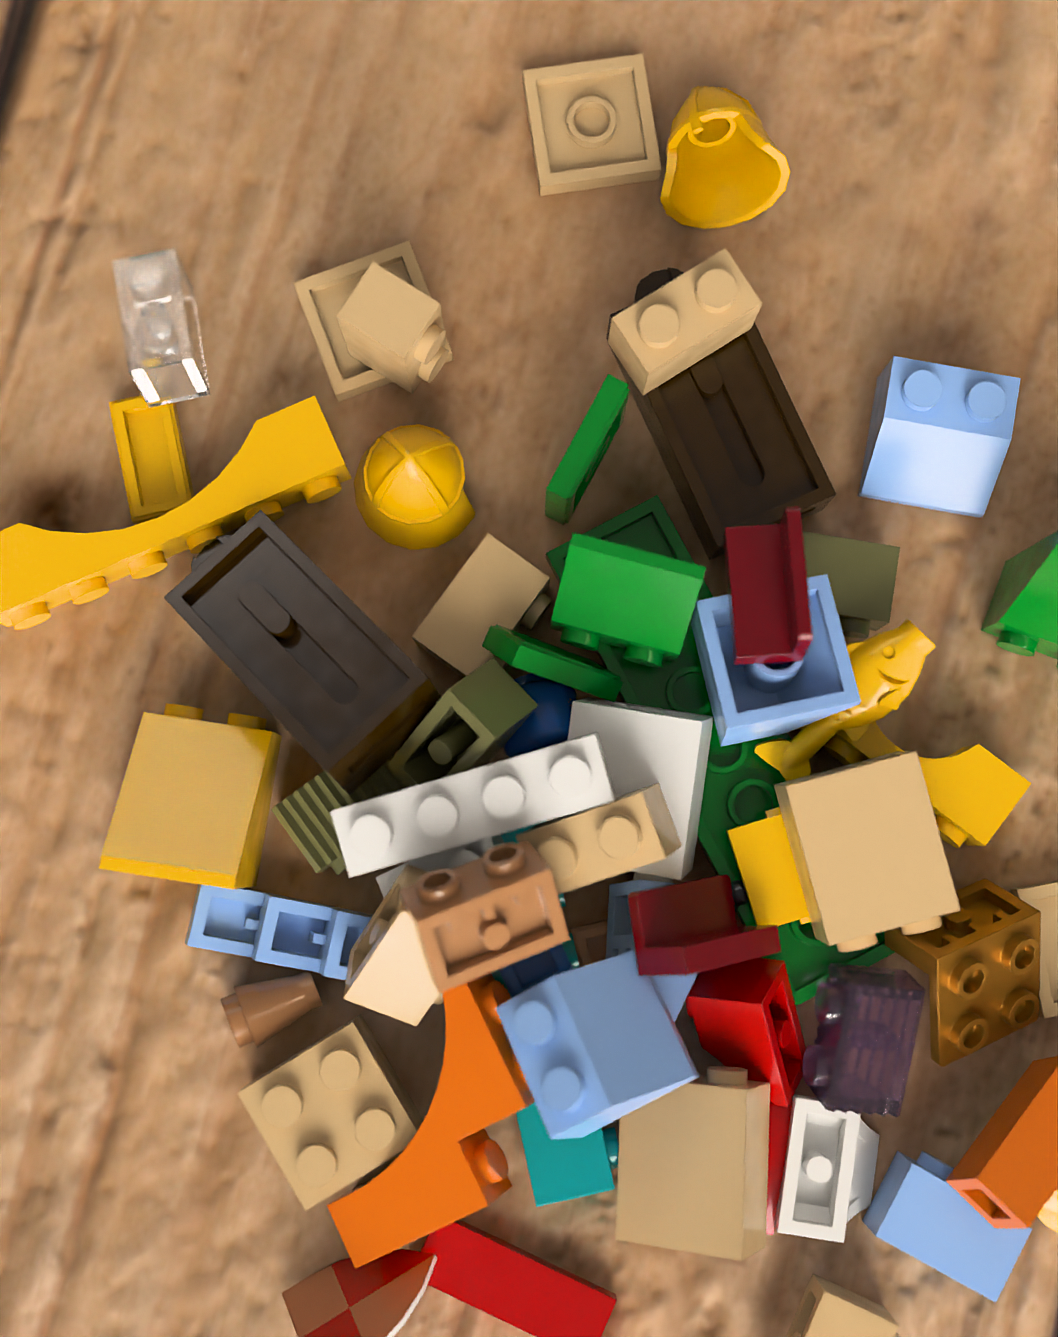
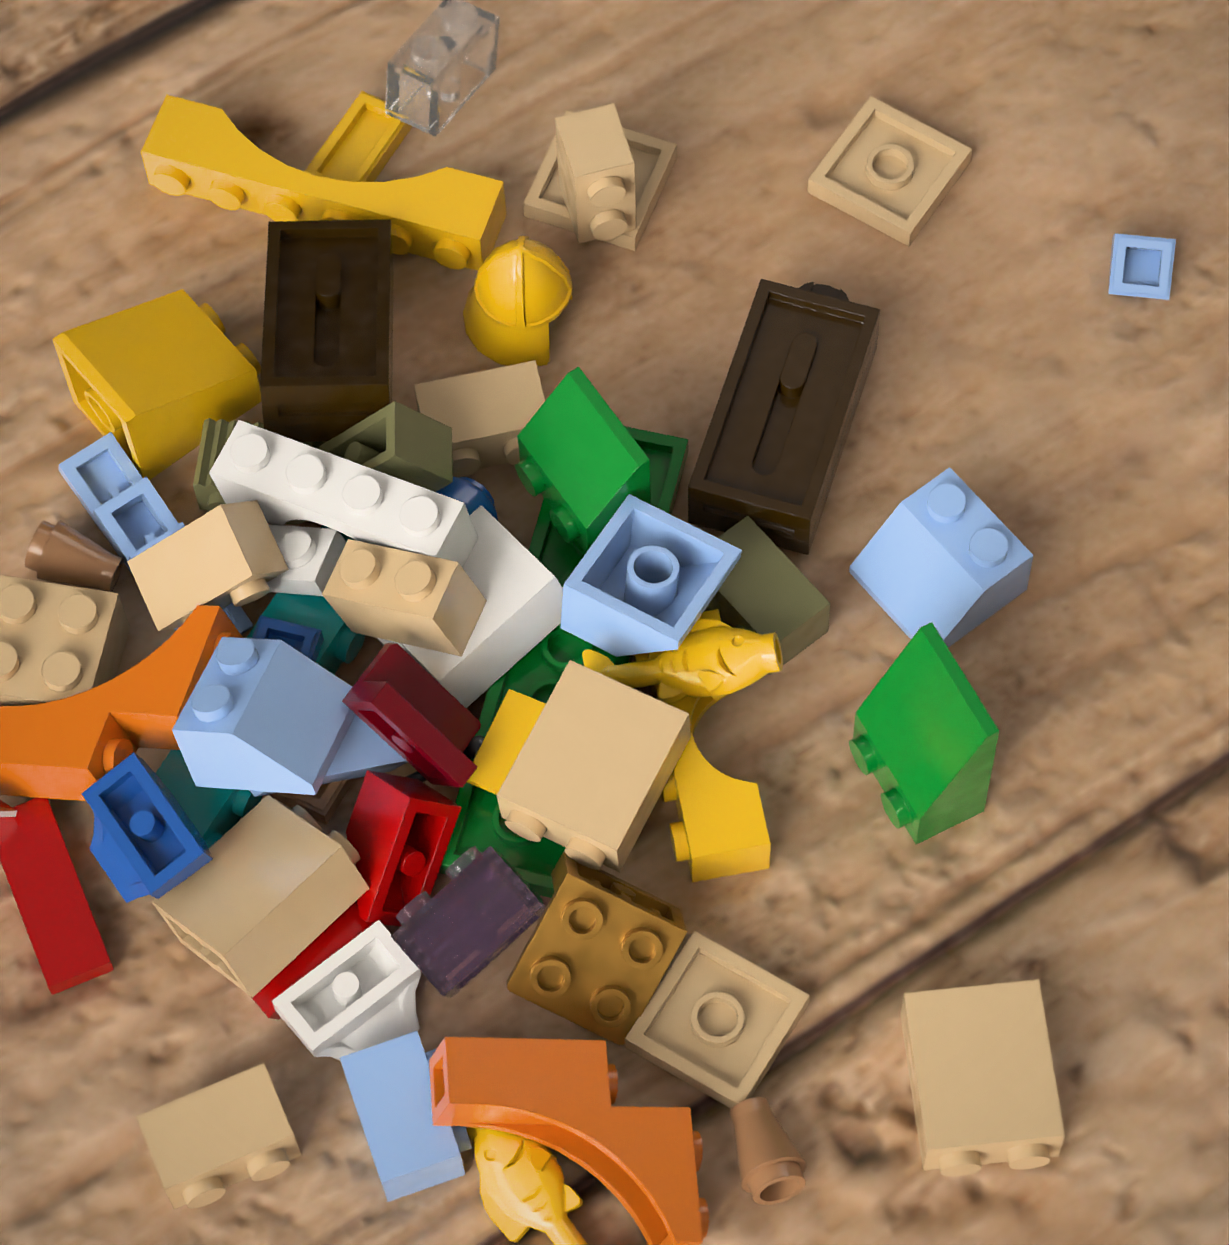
camera: 45 degrees right, 20 degrees down
(485, 914) = (271, 551): medium nougat bracket -> none
(552, 662) = (496, 478): green tile -> none
(572, 1198) = (142, 832): none -> blue slope
(586, 450) = (659, 360): green tile -> none
(683, 321) = (798, 309): tan brick -> none
(720, 162) = (950, 255): yellow helmet -> none
(768, 591) = (682, 517): dark red panel -> none
(852, 49) = (1141, 266): none -> light blue slope

